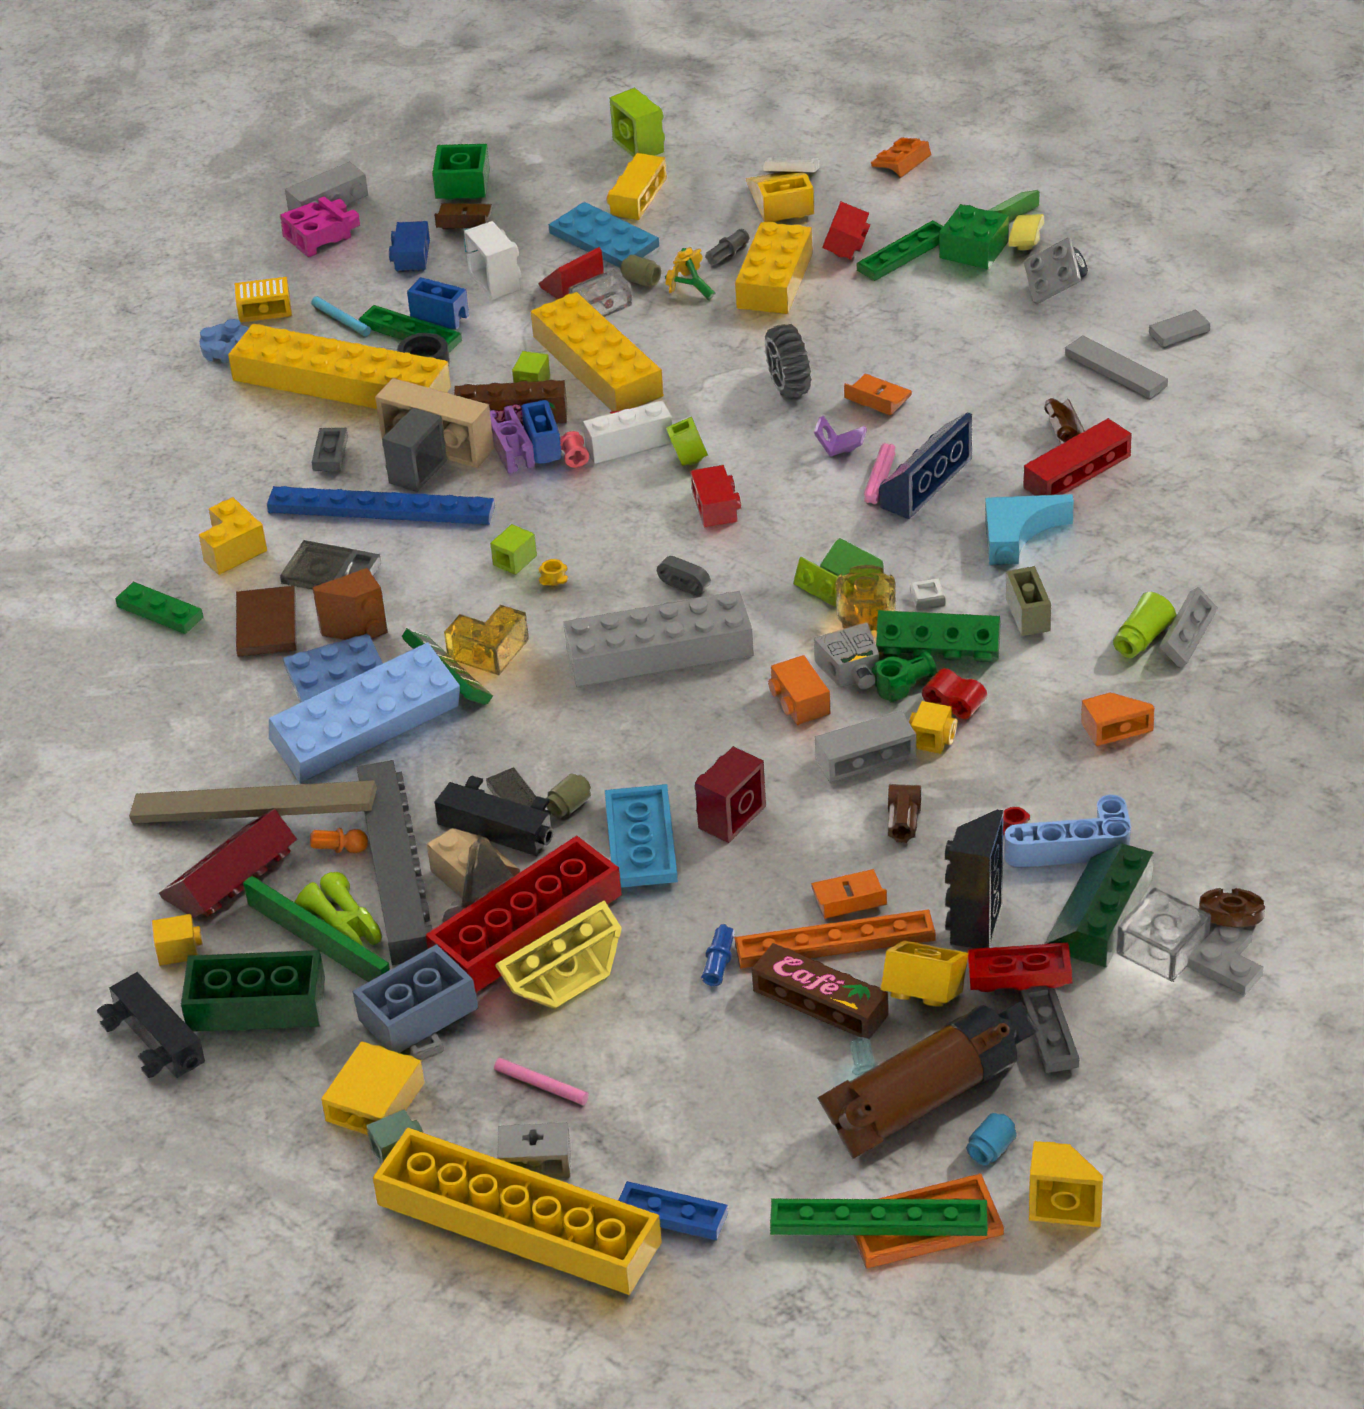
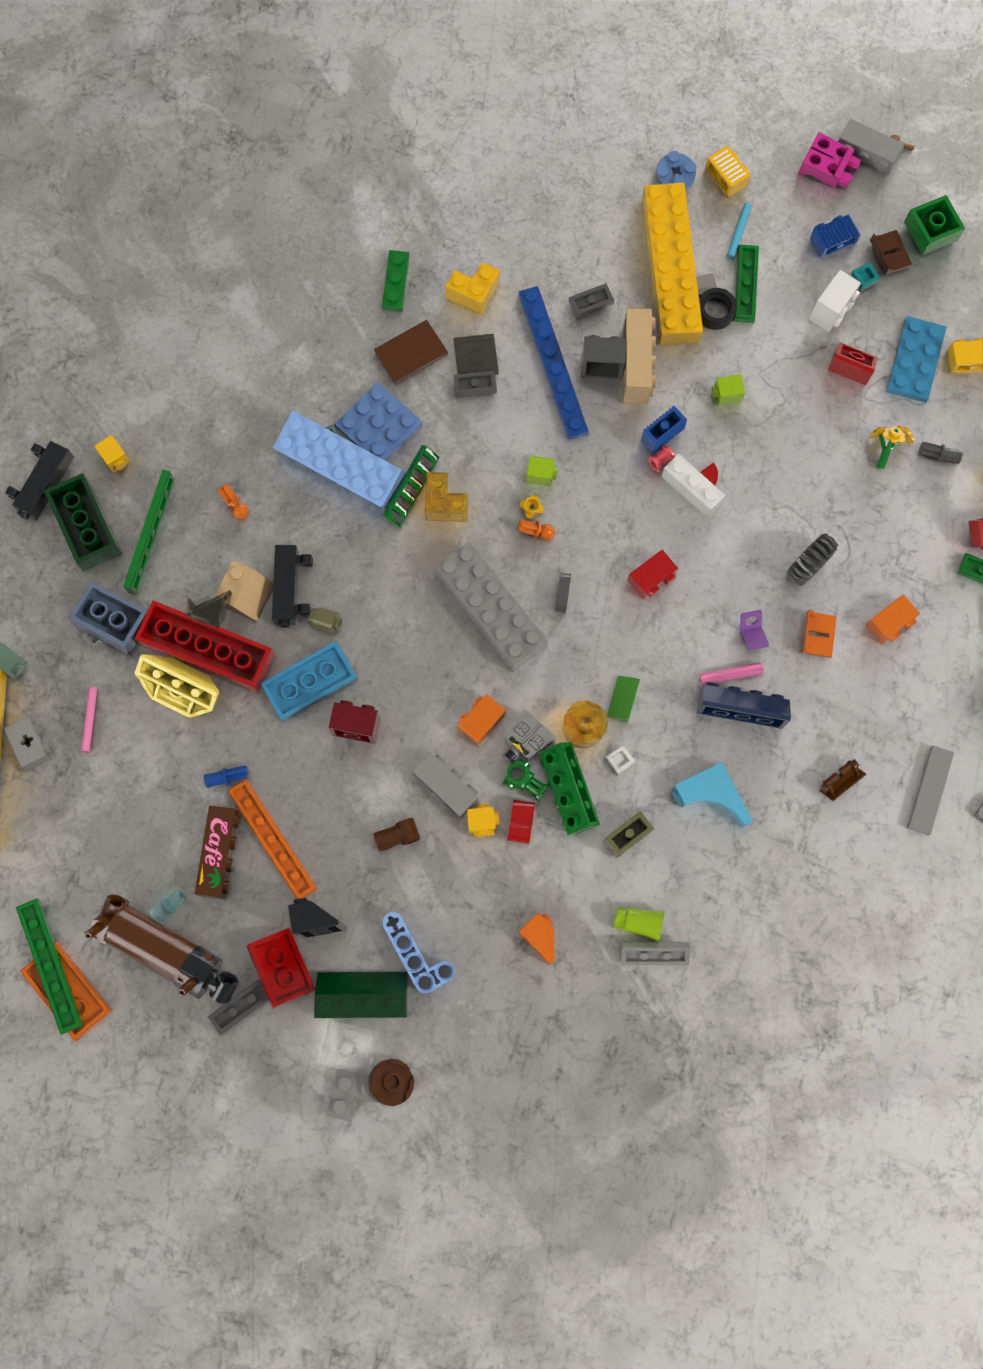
camera: 60 degrees right, 35 degrees up
(230, 865) = (183, 450): dark red slope -> none
(253, 801) = (236, 437): dark tan tile -> none
(350, 606) = (432, 403): dark orange slope -> none
(352, 921) = (161, 545): lime piece -> none
(372, 1087) = (39, 629): yellow brick -> none
(393, 863) = (226, 543): dark grey brick -> none
(438, 303) = (772, 290): blue brick -> none
(511, 440) = (651, 403): medium lavender piece -> none
(511, 787) = (318, 585): clear smoke tile -> none
(516, 394) = (687, 393): reddish brown brick -> none
(586, 576) = (545, 531): none -> orange axle
(597, 353) = (770, 422): yellow brick -> none
(605, 292) = (837, 393): clear brick -> none
(640, 270) = (880, 406): olive brick -> none
(678, 1210) = (15, 842): blue plate -> none
(687, 442) = (696, 531): lime brick -> none
(774, 267) = (927, 498): yellow brick -> none
(816, 581) = (599, 676): lime hinge -> none
(864, 888) = (318, 841): orange piece -> none
(899, 332) = (892, 619): none -> orange brick
(924, 972) = (244, 913): yellow brick -> none
(991, 1138) = (138, 1006): dark azure brick -> none
(1014, 816) = (415, 916): red plate -> none
(1064, 1186) = (103, 1068): yellow slope -> none
(1078, 459) = (803, 806): red brick -> none

